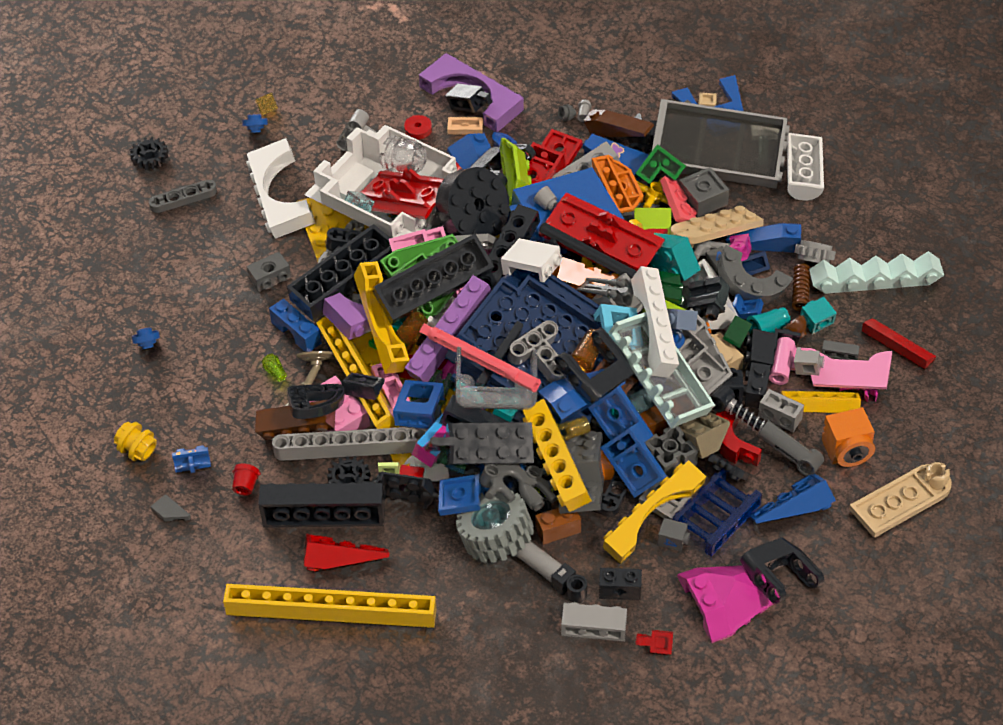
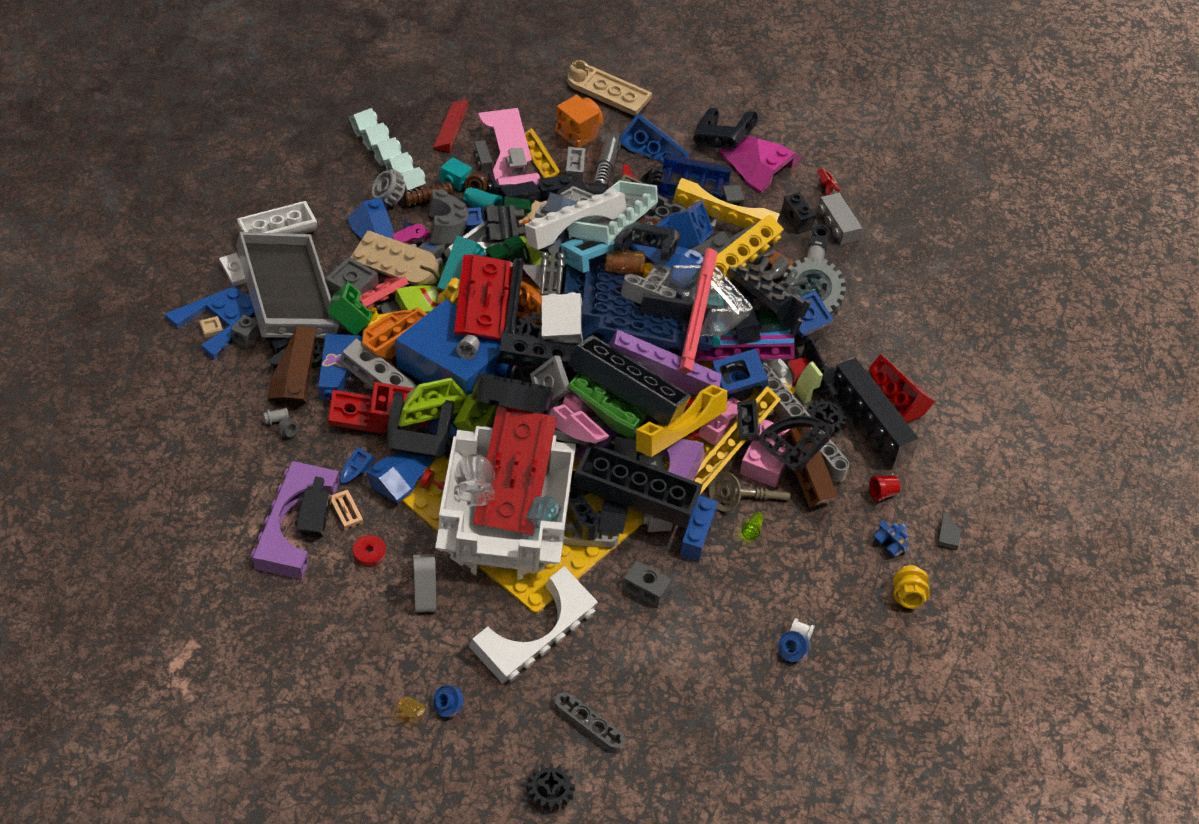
camera: 125 degrees left, 0 degrees up
(156, 352) = (803, 628): none -> white bush
(330, 605) = (954, 373): yellow brick -> none

